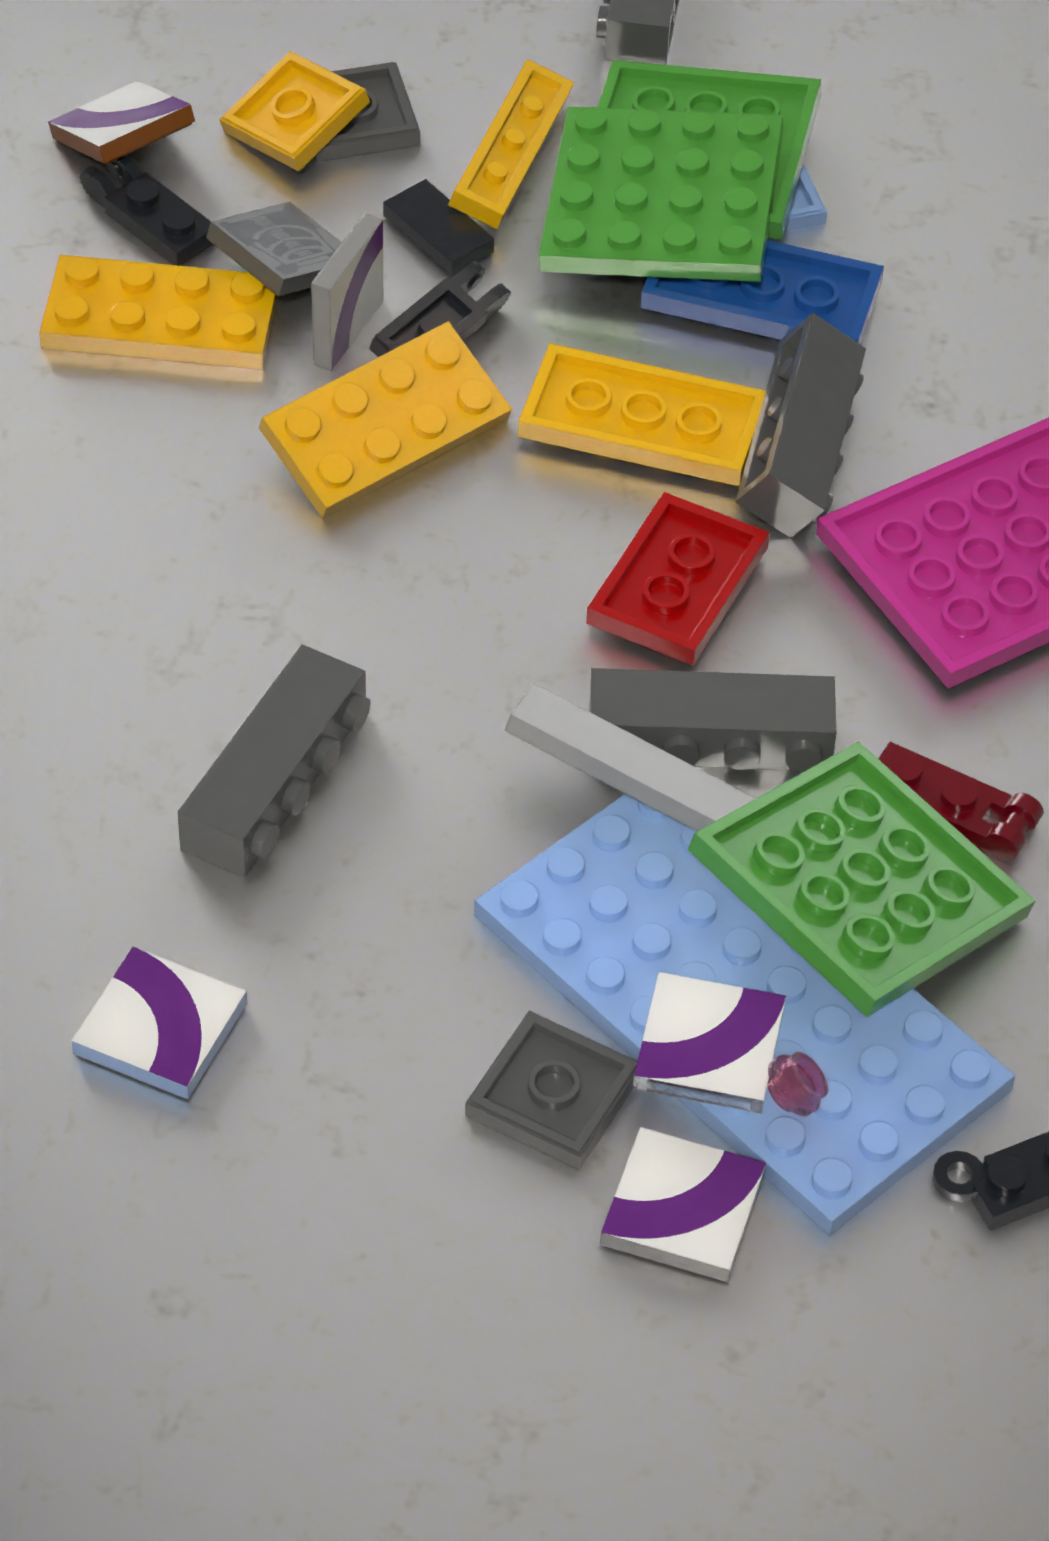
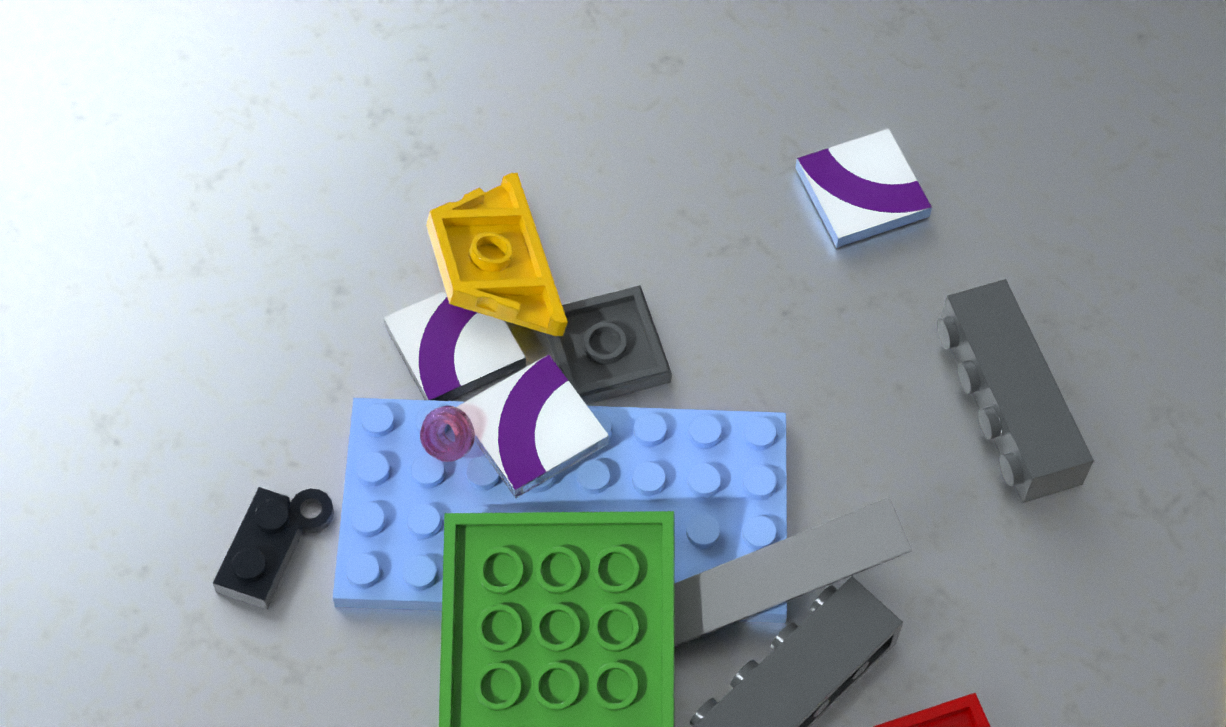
camera: 135 degrees right, 10 degrees up
(569, 1225) = (495, 258): none -> yellow wing

